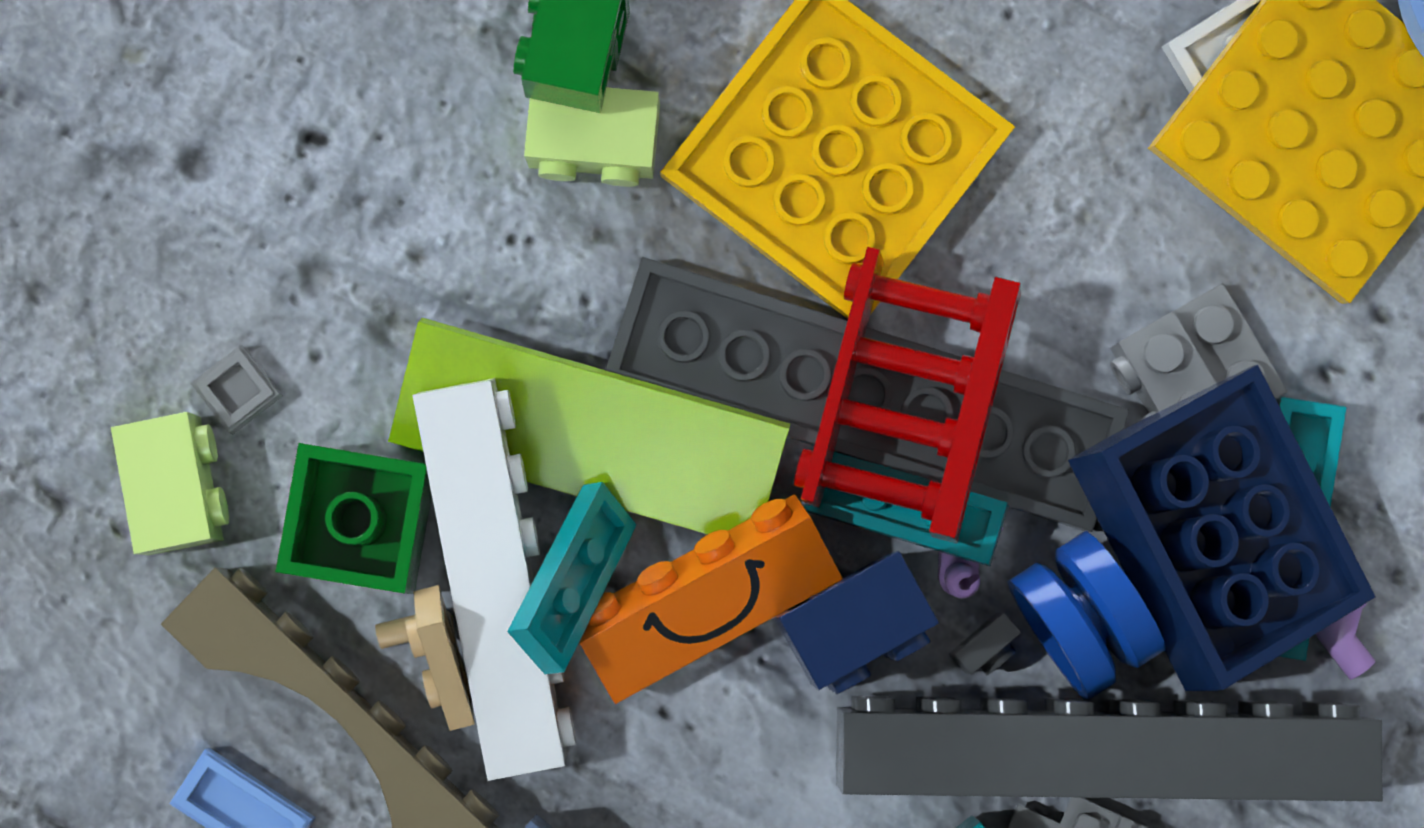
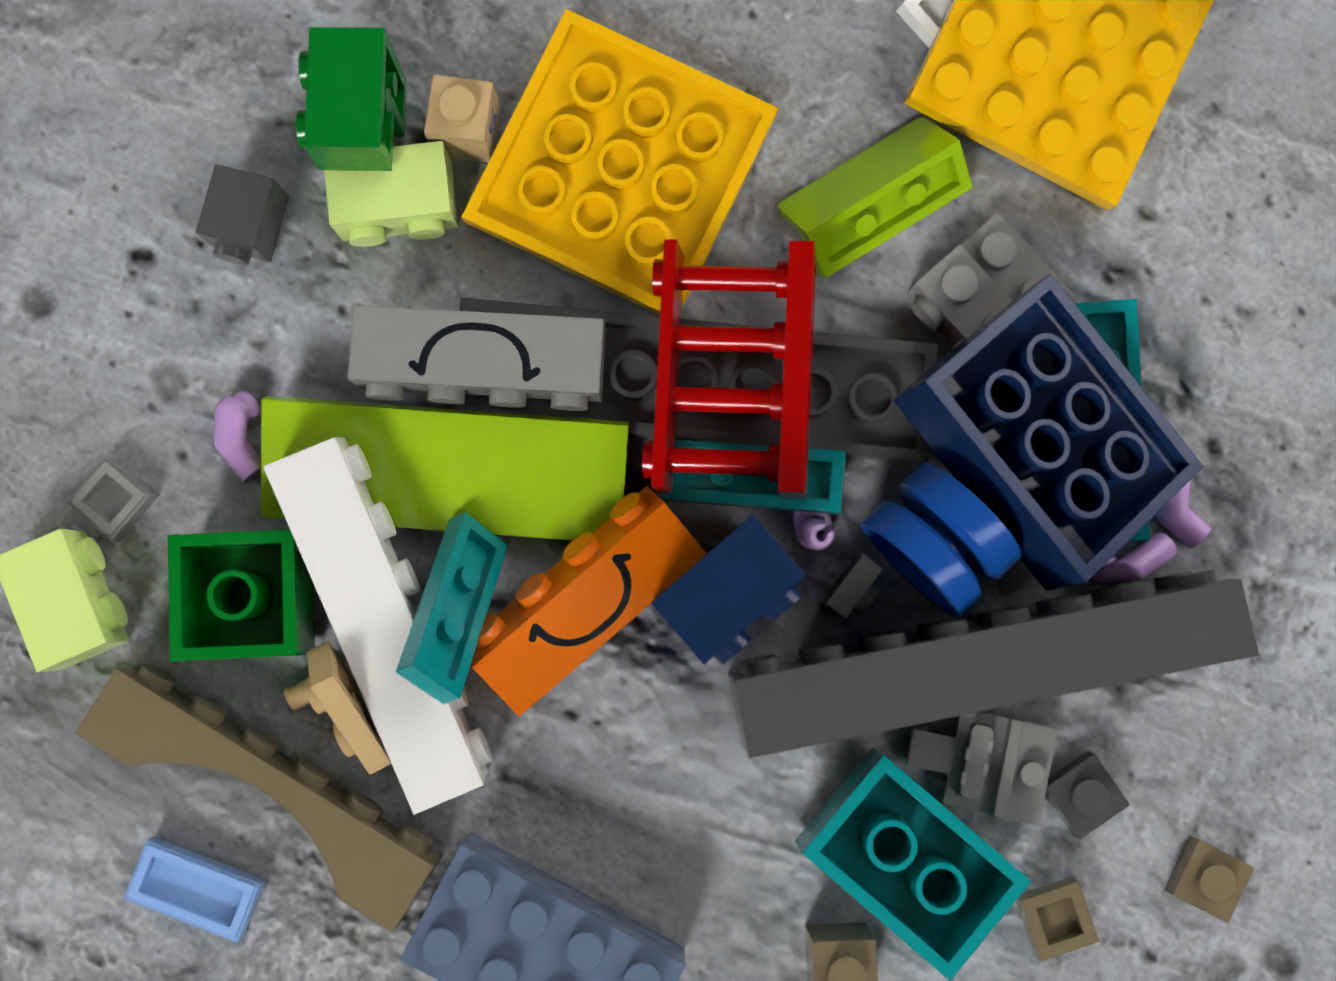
camera: 15 degrees left, 0 degrees up
(374, 347) = (231, 434): none -> lavender arm
(432, 123) = (242, 215): none -> dark grey brick
(649, 324) = (477, 355): none -> light grey brick
(683, 69) = (463, 117): none -> tan brick
(1099, 237) = (878, 193): none -> lime panel
(1289, 682) = (1138, 562): none -> lavender arm

